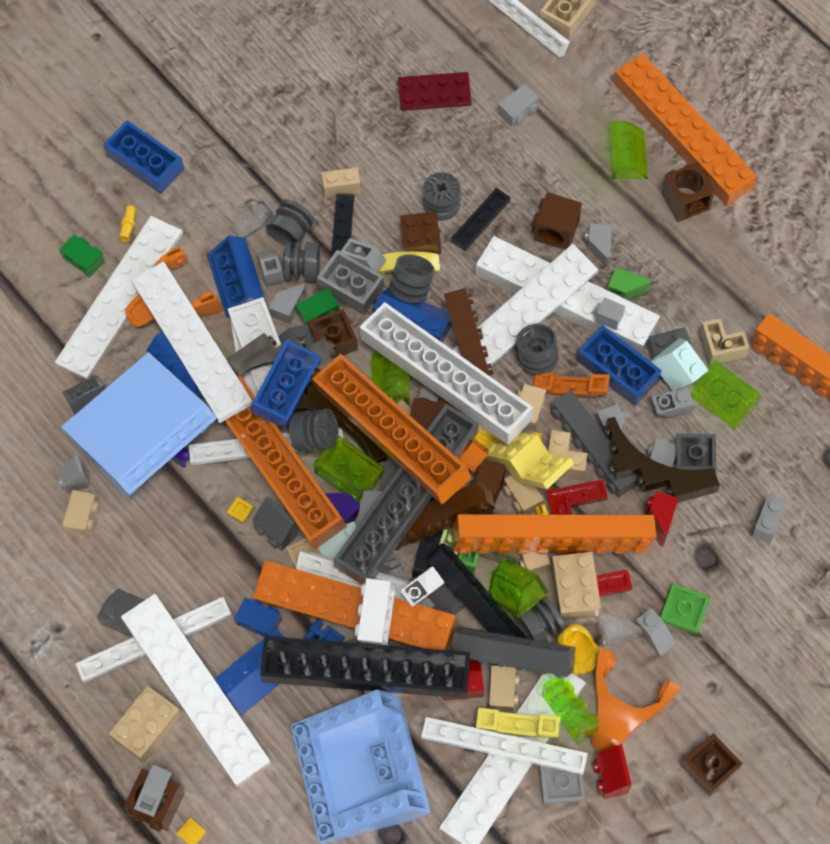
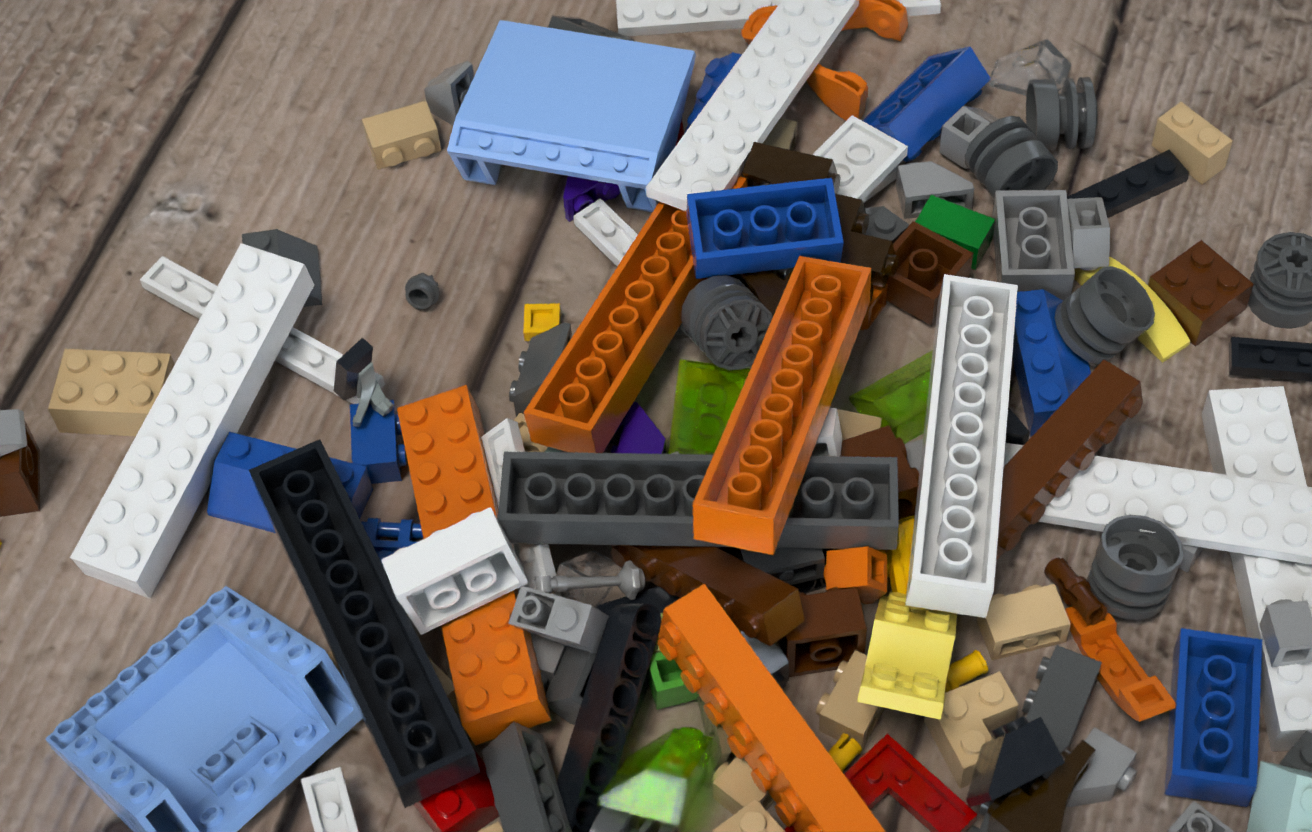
camera: 60 degrees right, 10 degrees down
(184, 553) = (422, 291): none -> dark grey plate
(226, 603) = (357, 378): none -> piece
(413, 548) = (629, 580): none -> light grey piece
(529, 378) = (1075, 591): none -> reddish brown pin
(601, 450) = (1012, 758): none -> black slope

